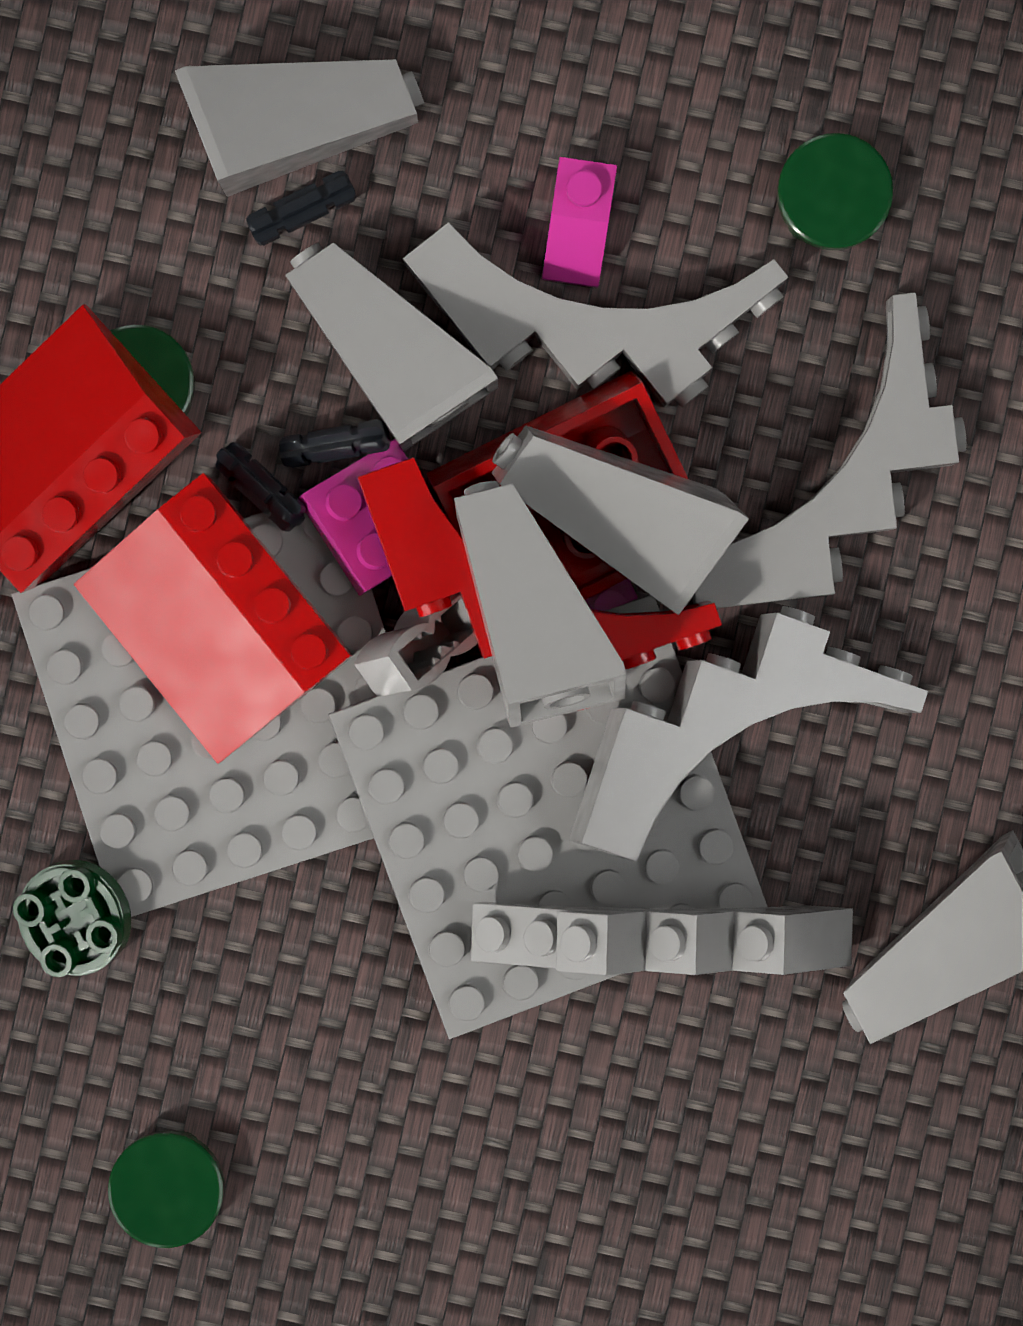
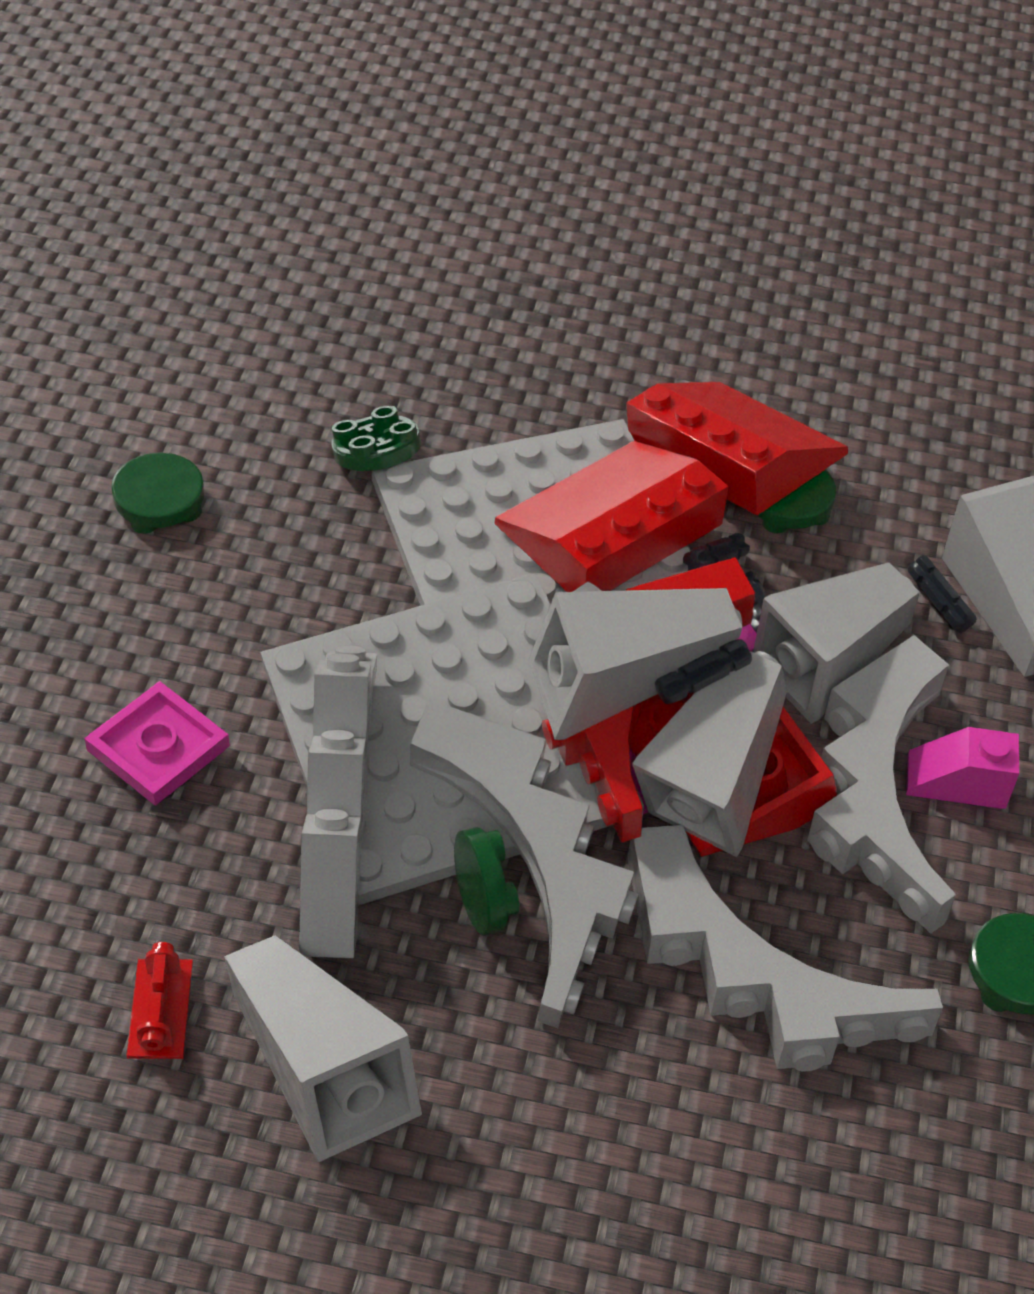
camera: 85 degrees right, 40 degrees down
(557, 527) = (703, 671): none -> black axle
(566, 1145) = (157, 742): none -> dark pink plate
(768, 771) = (482, 880): none -> dark green tile
(905, 1104) = (160, 1005): none -> red hinge

